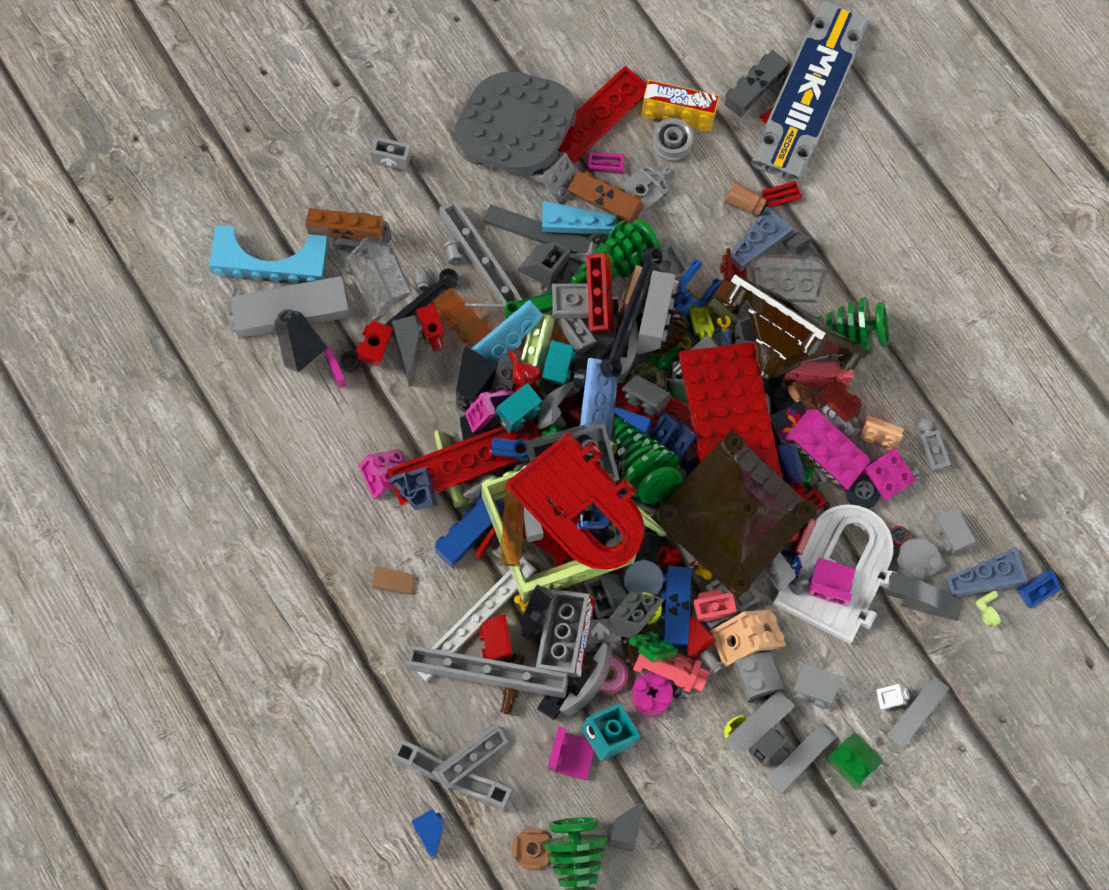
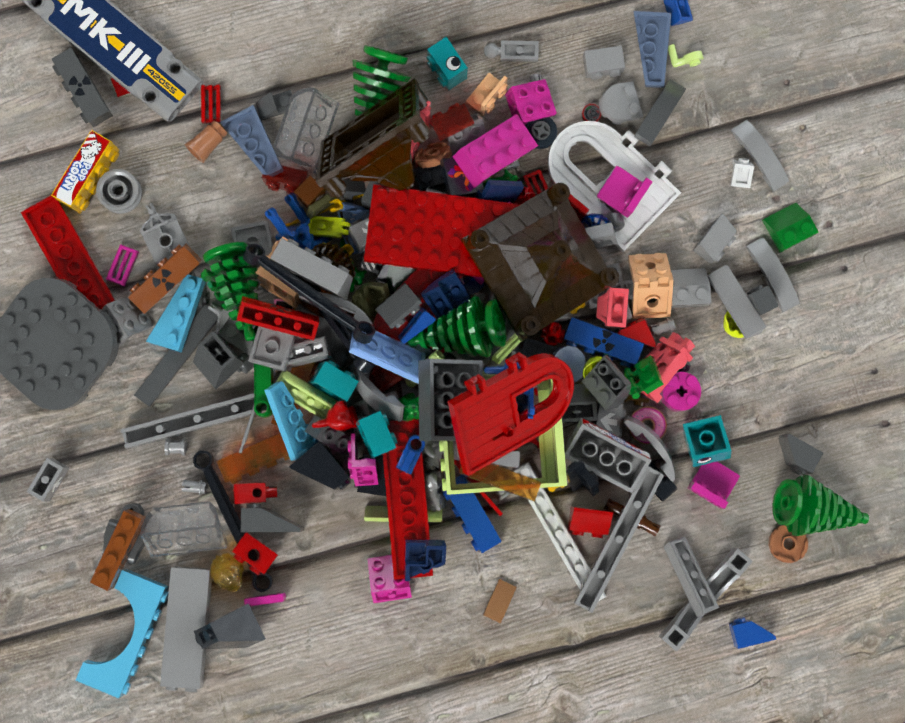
camera: 70 degrees left, 15 degrees up
(350, 326) = (227, 572): none -> clear yellow hair
(895, 384) = (446, 63): none -> teal brick

